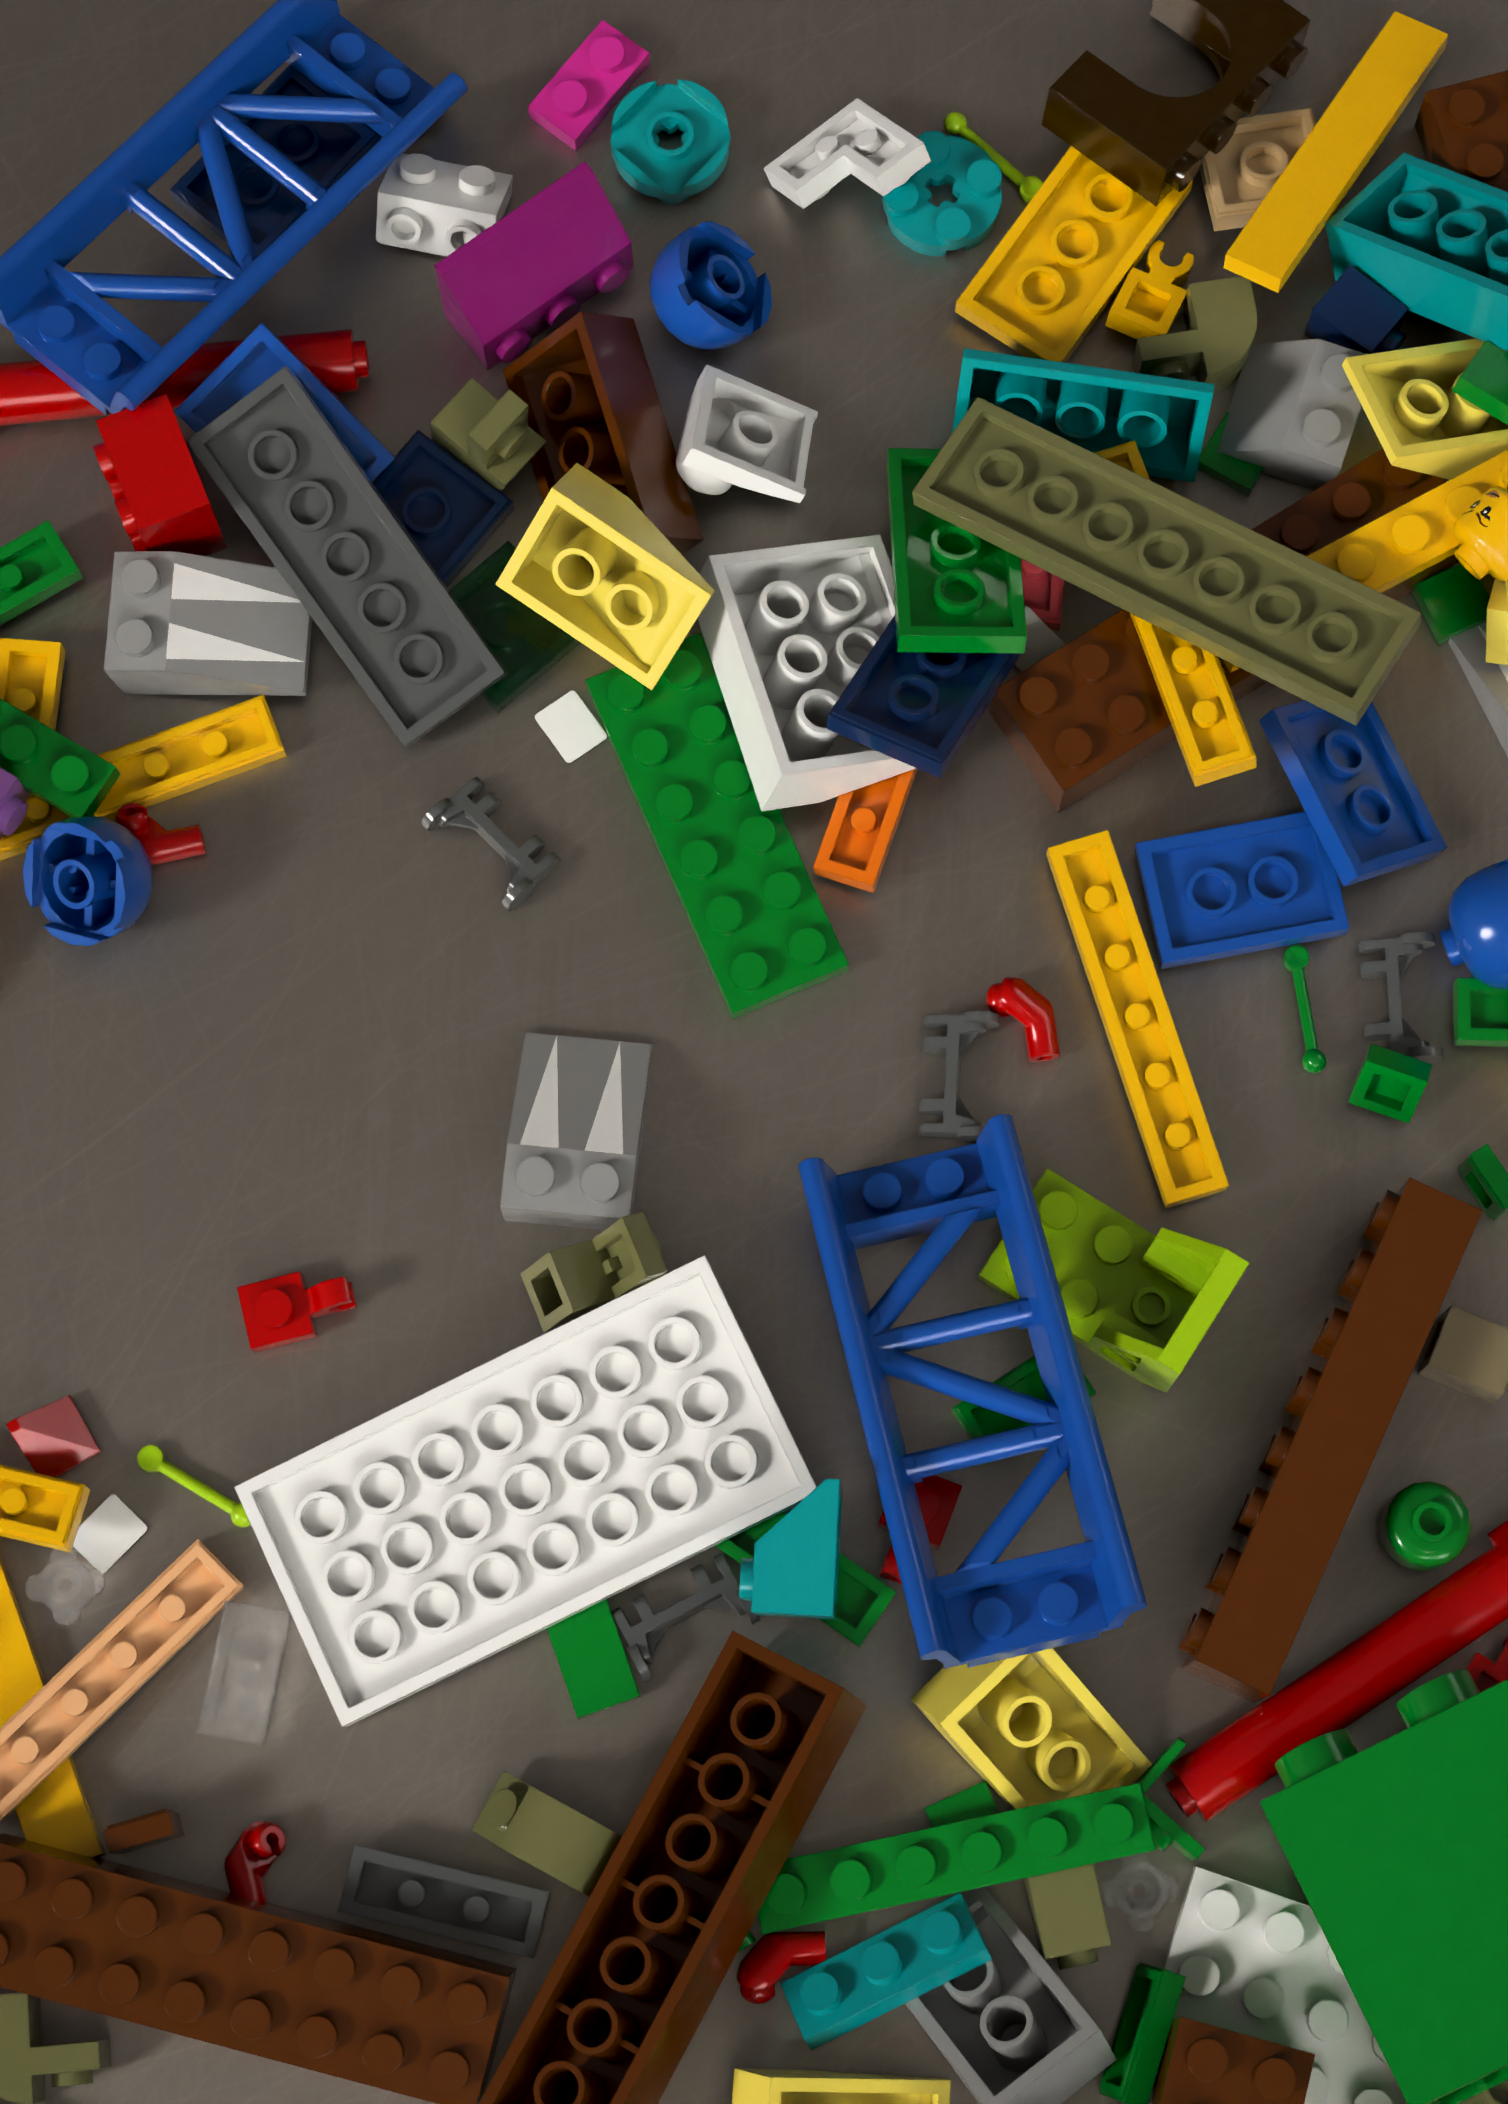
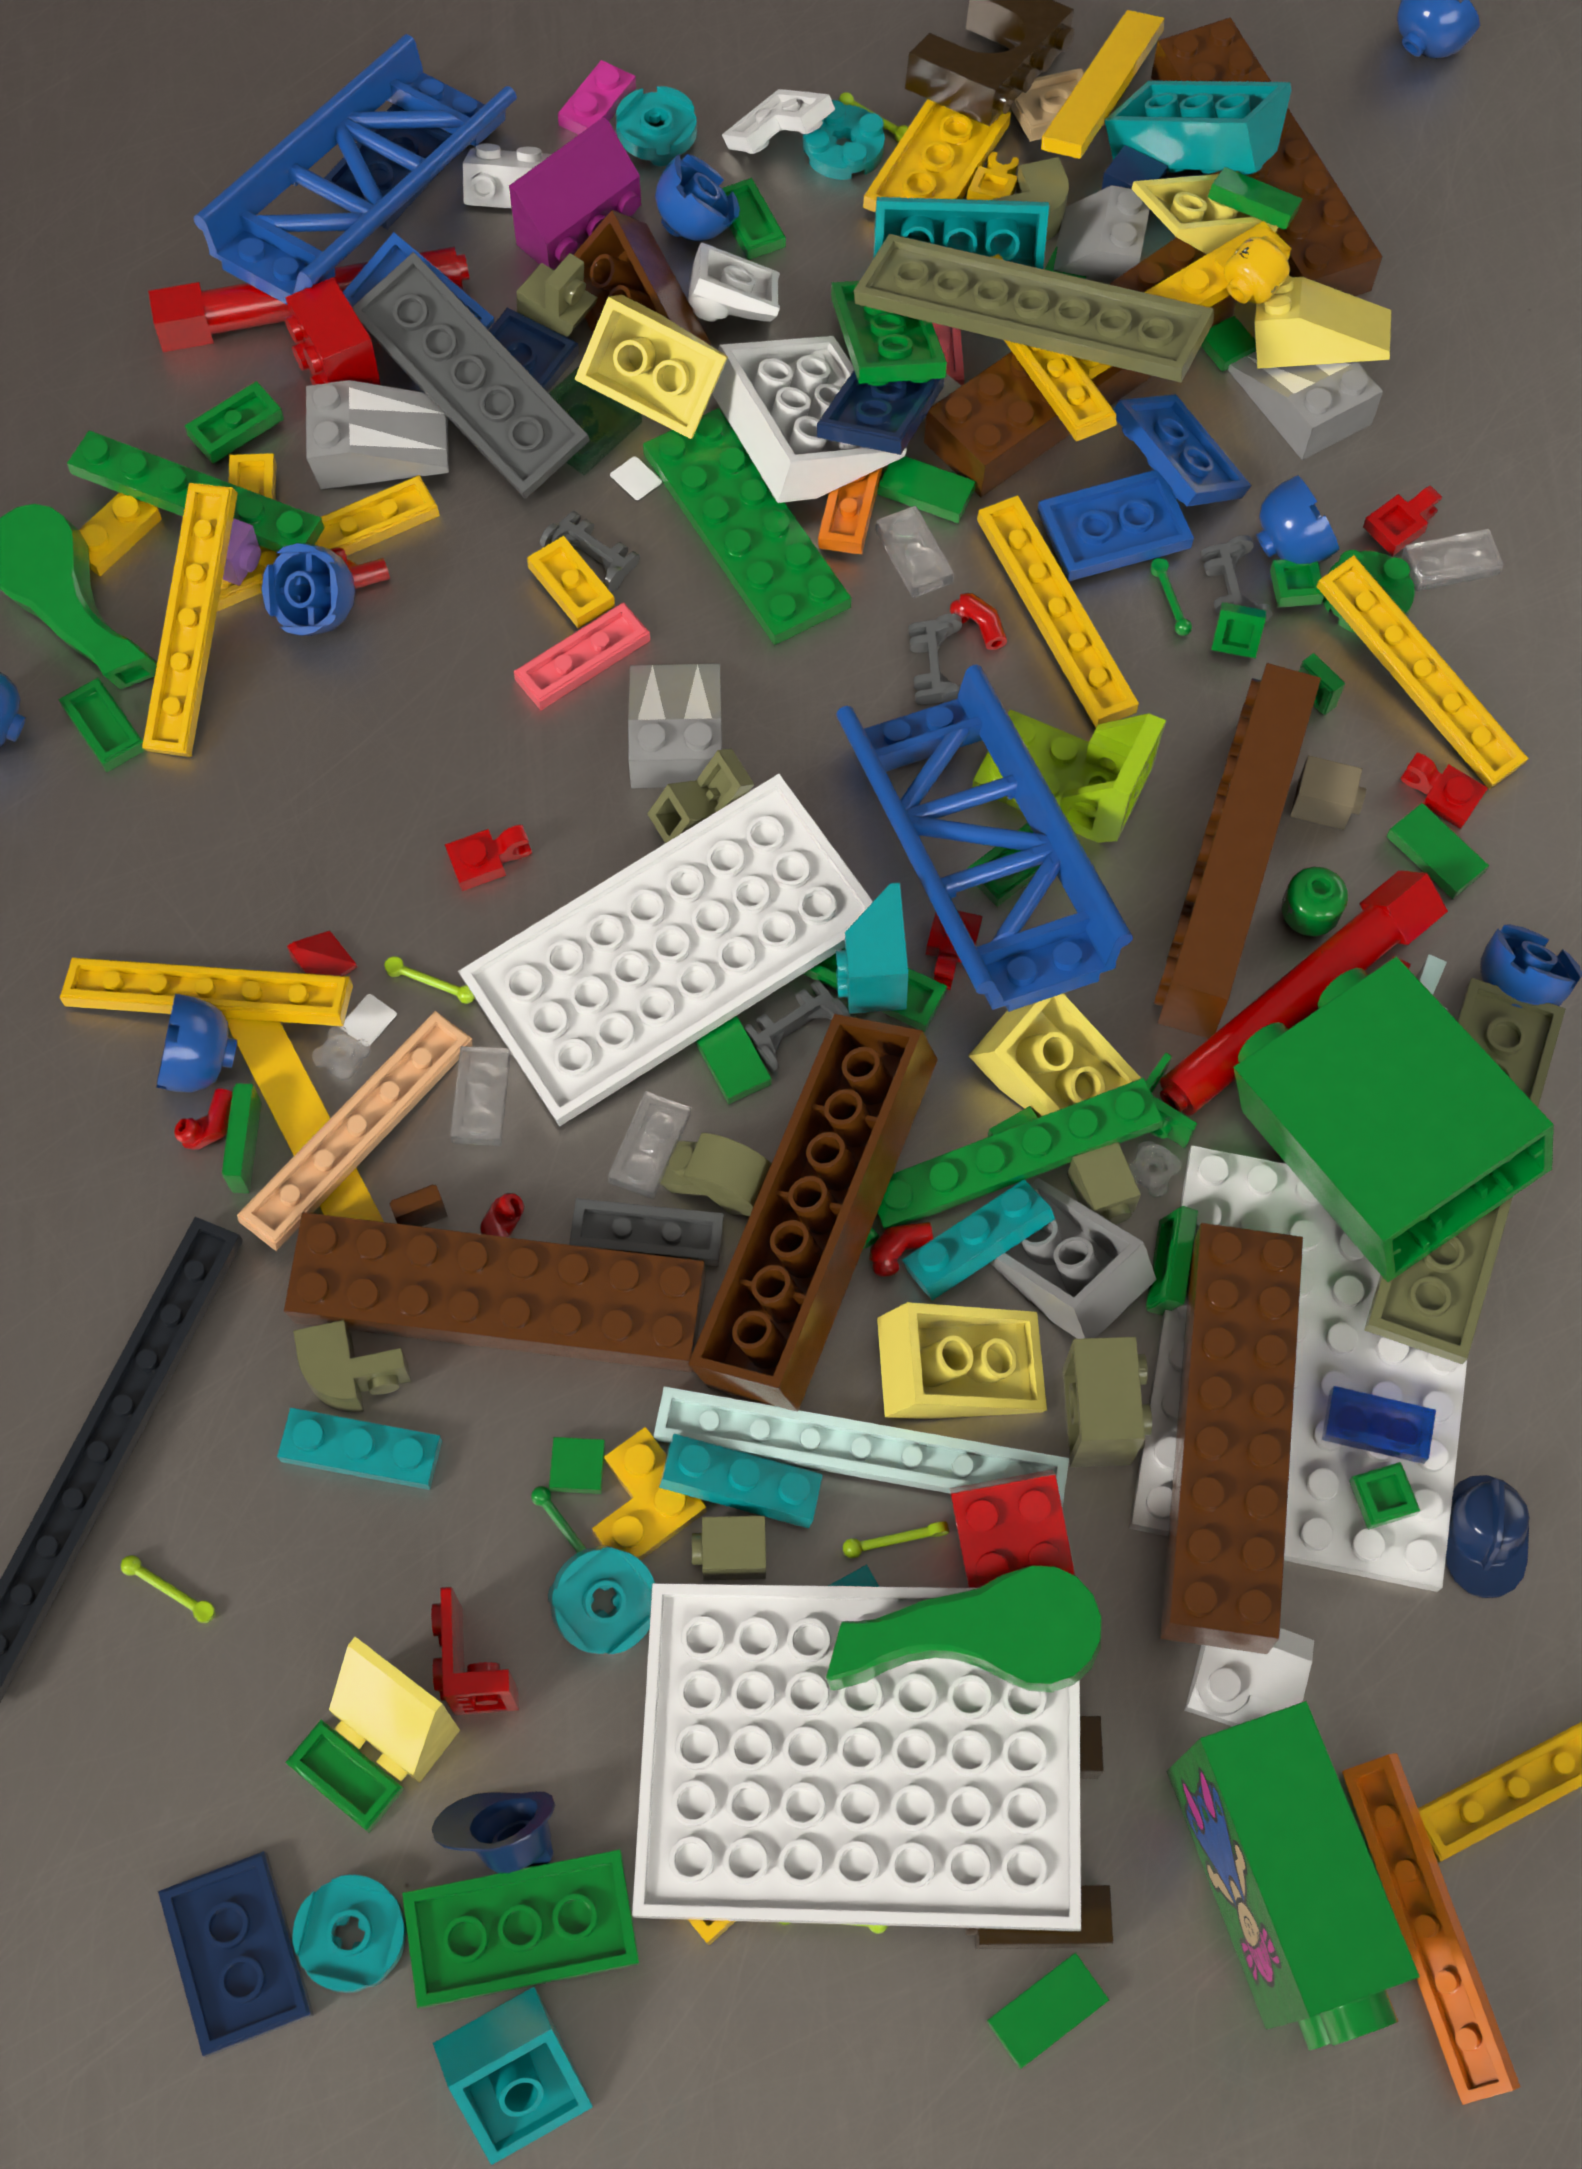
camera: 10 degrees left, 10 degrees down
(457, 893) = (571, 582): none -> yellow plate
(460, 1008) = (582, 656): none -> coral tile
(463, 1774) = (649, 1144): none -> clear plate
(795, 328) = (755, 225): none -> green tile
(949, 895) = (914, 551): none -> clear plate
(986, 798) = (927, 488): none -> green tile

